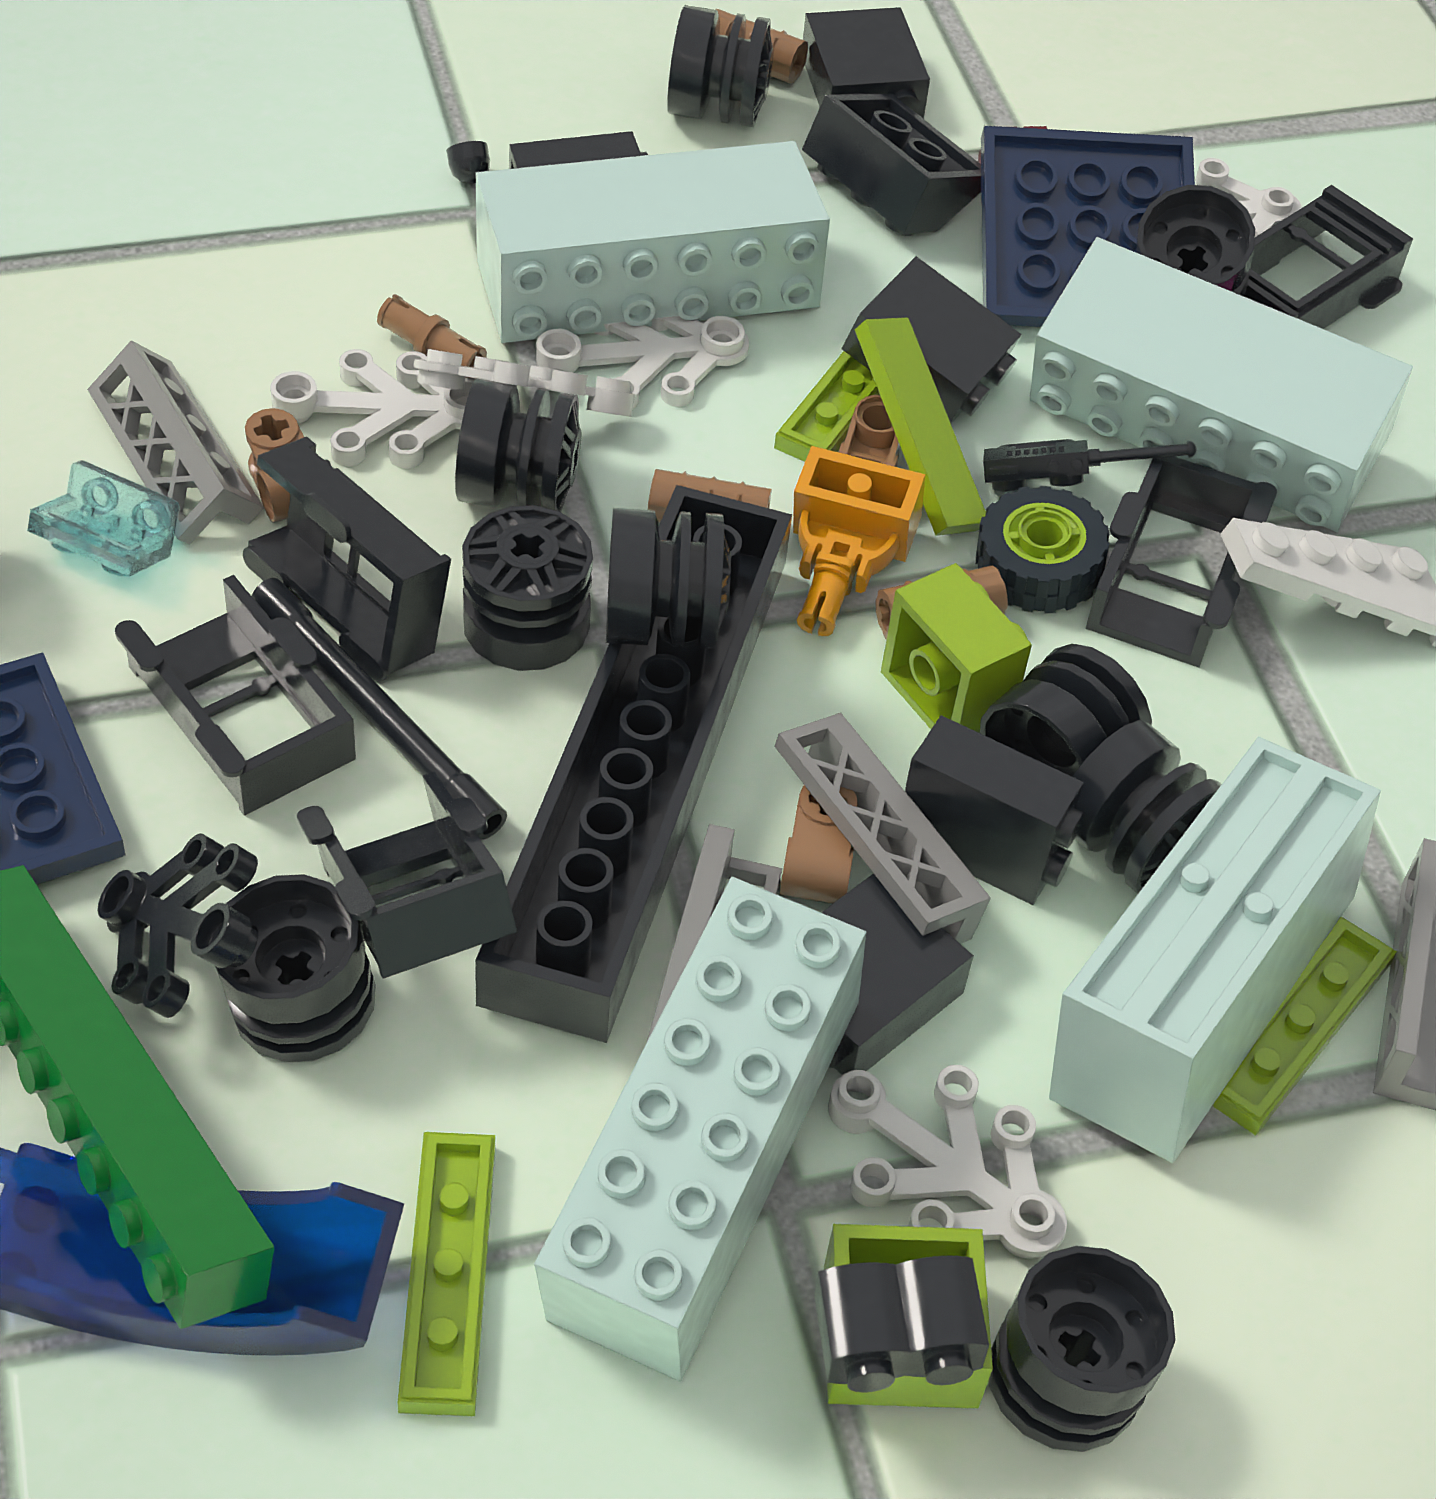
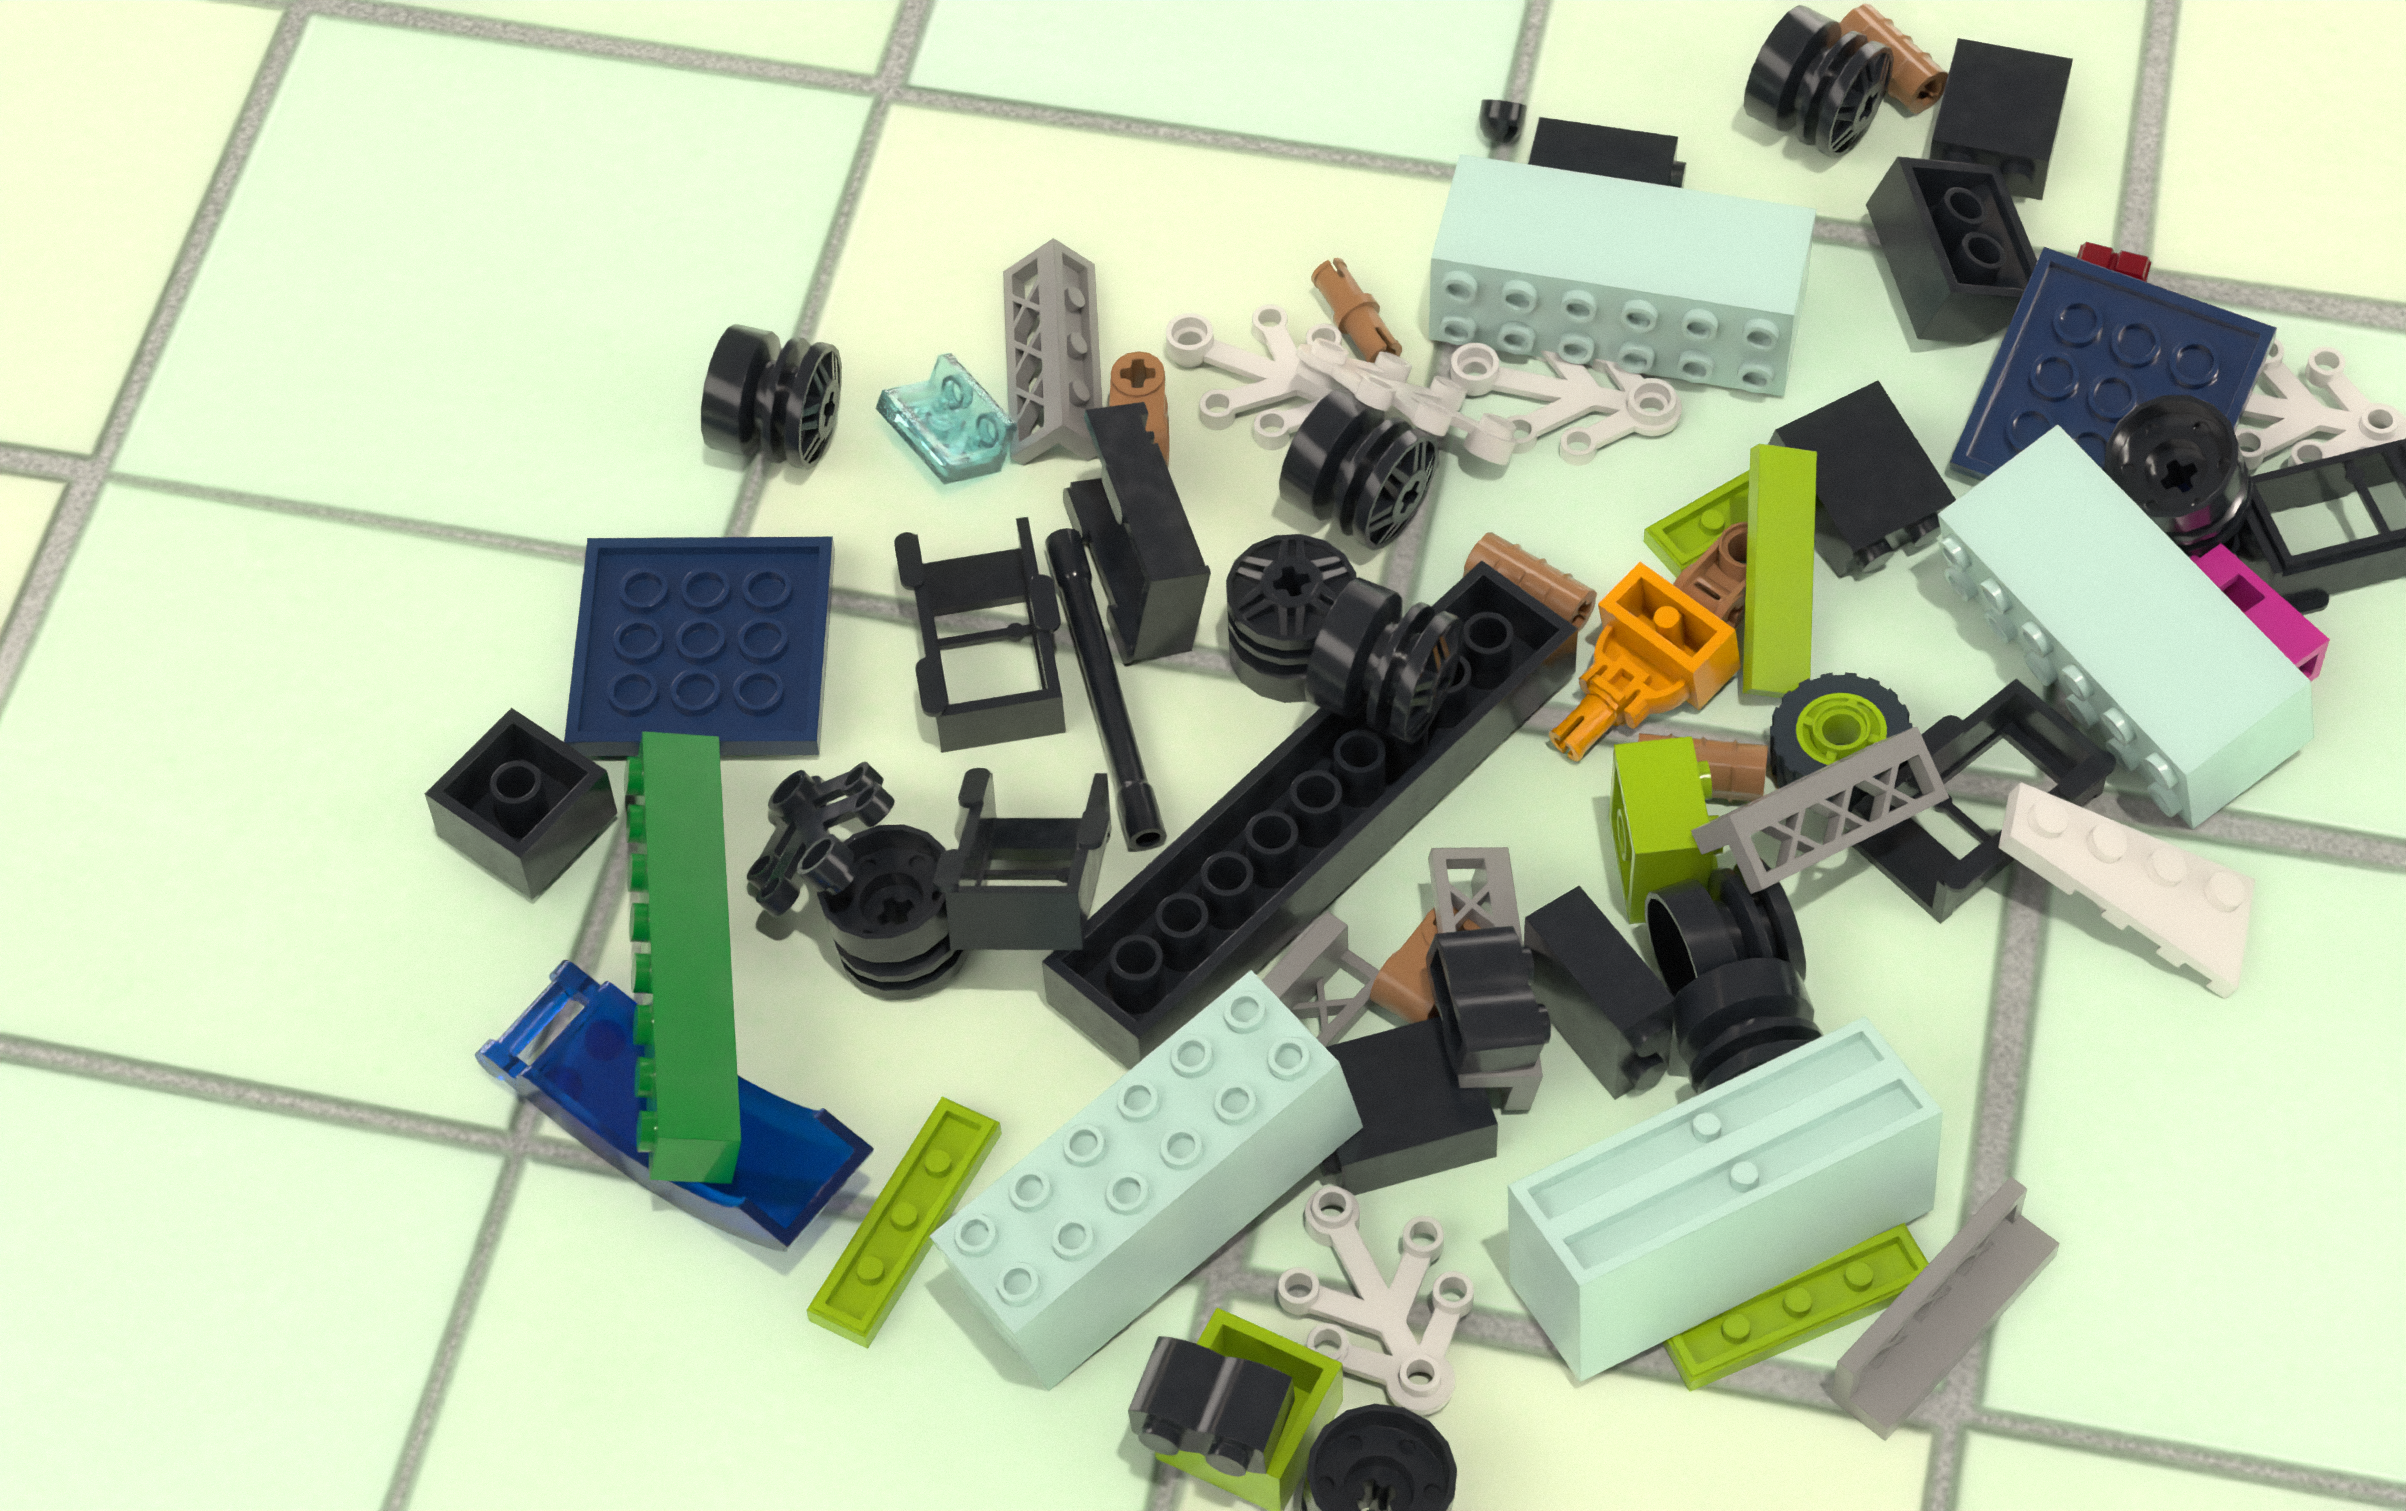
camera: 35 degrees right, 5 degrees up
(916, 843) = (1486, 999): none -> black brick
(1060, 461) = (1914, 652): black piece -> none
(1089, 571) = (1810, 793): none -> light grey fence

